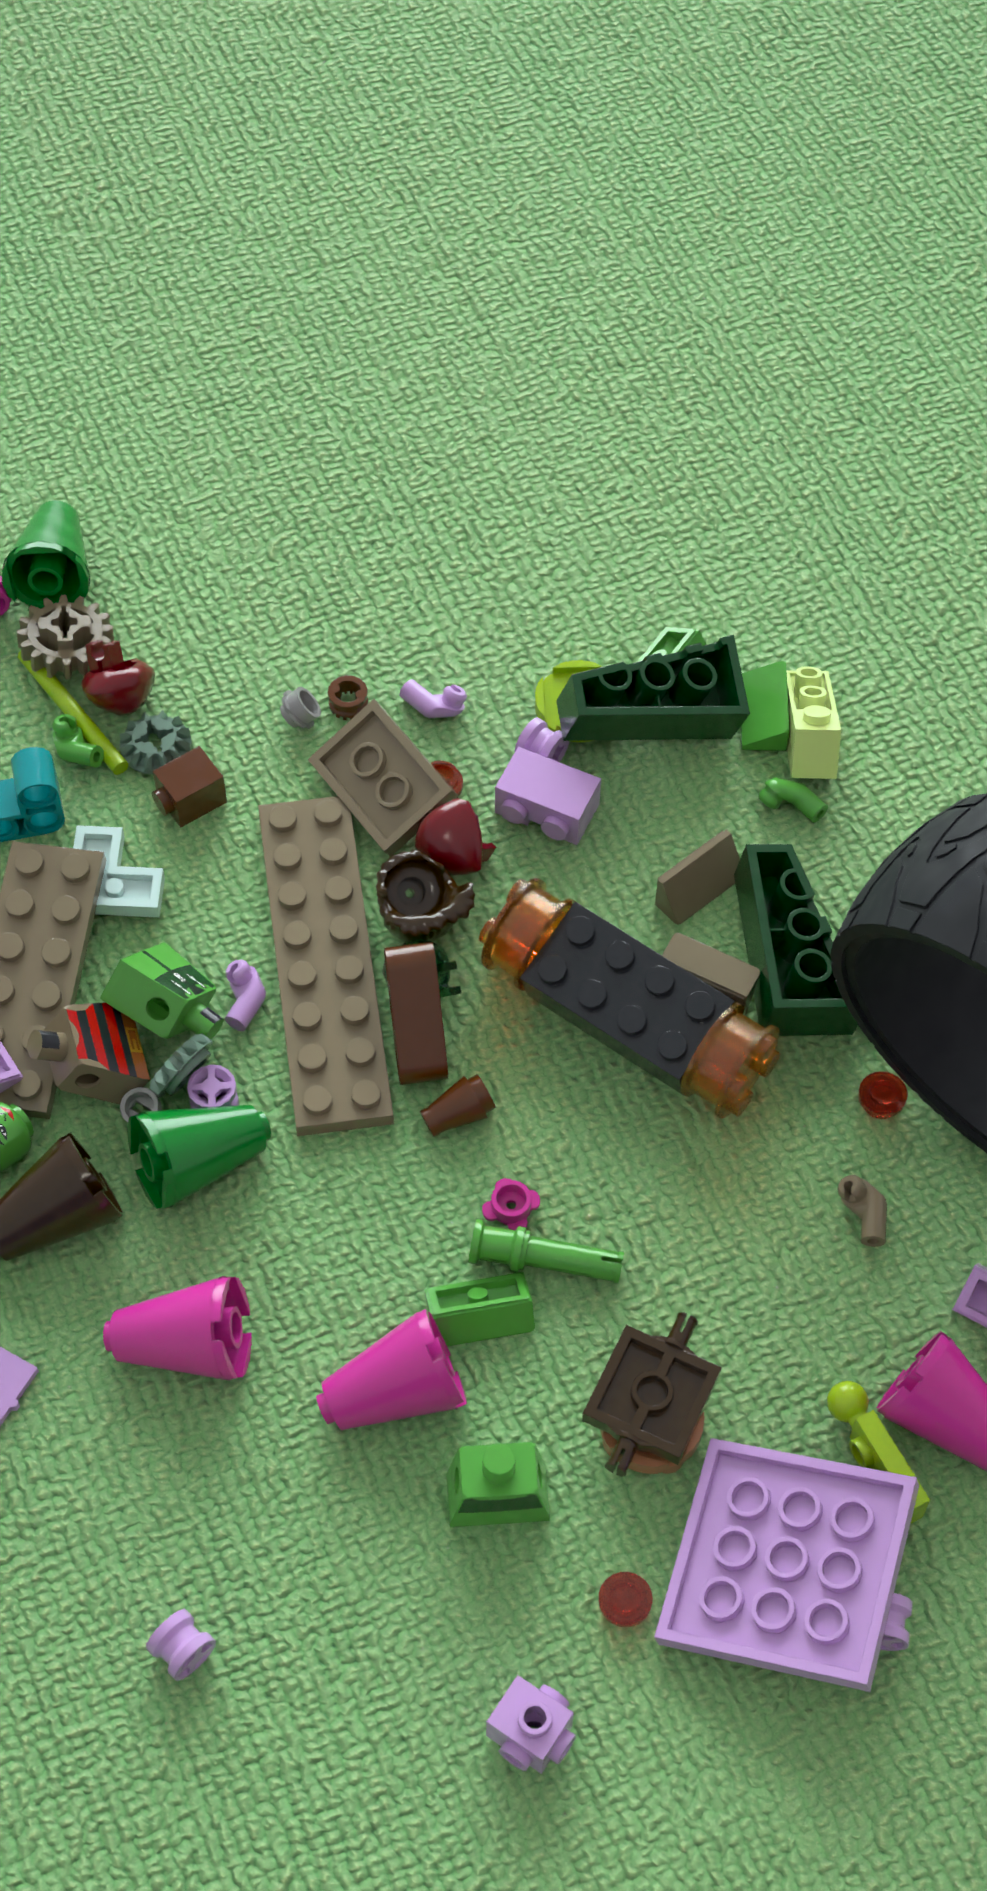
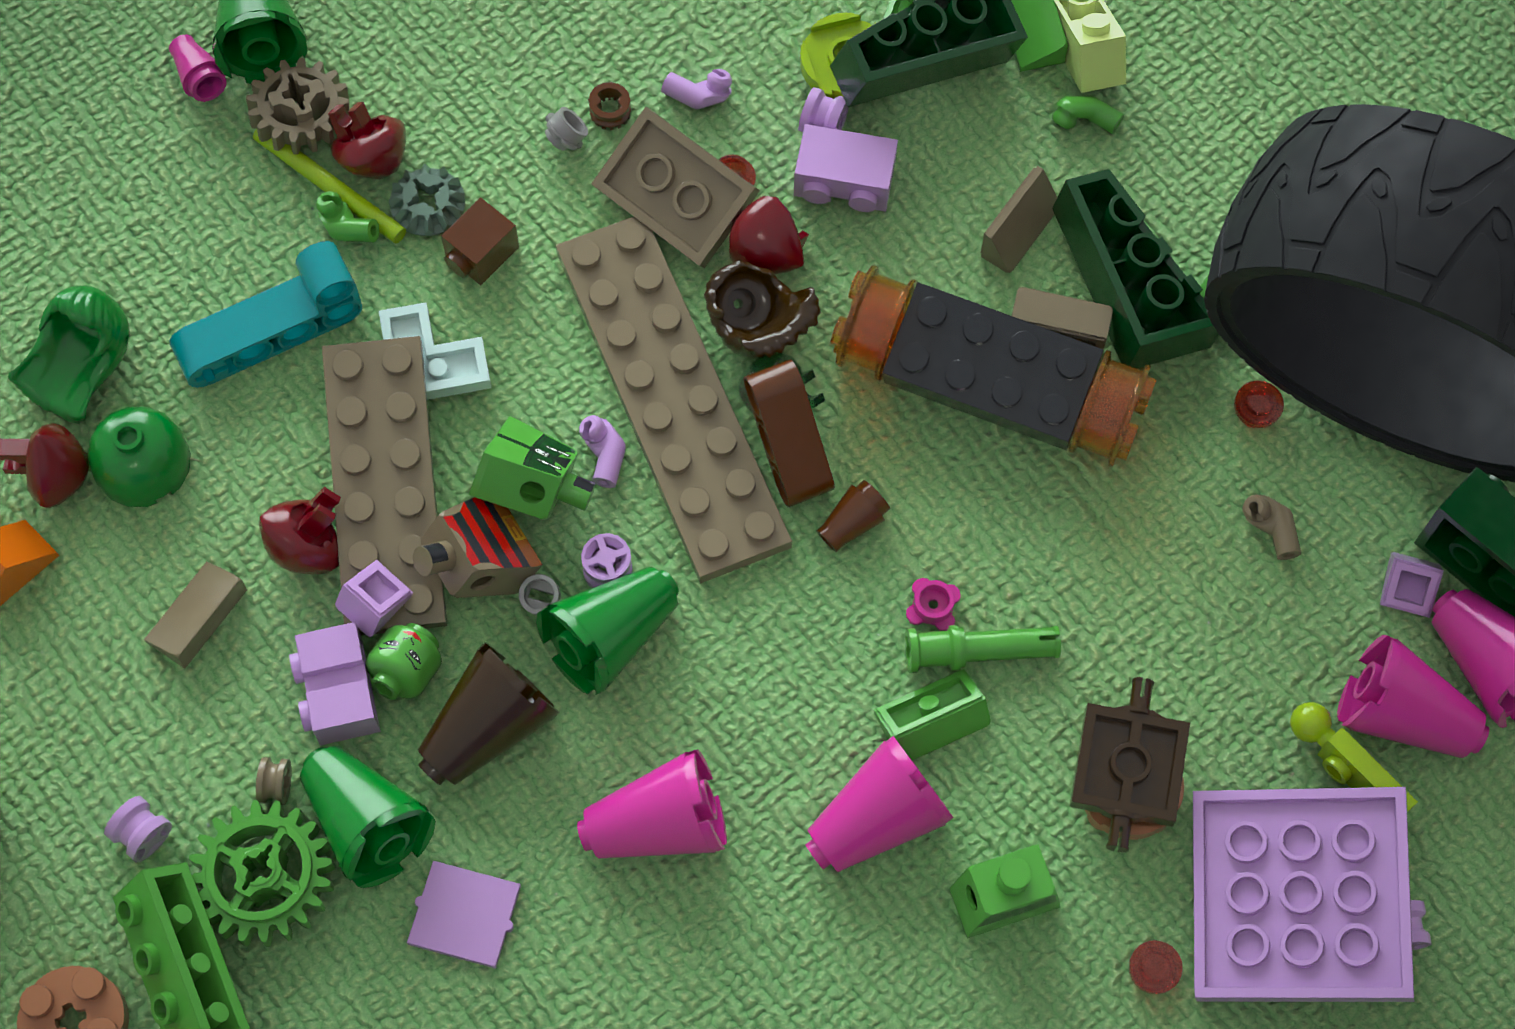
camera: 15 degrees left, 10 degrees up
(181, 1065) = (570, 543): sand green gear -> none

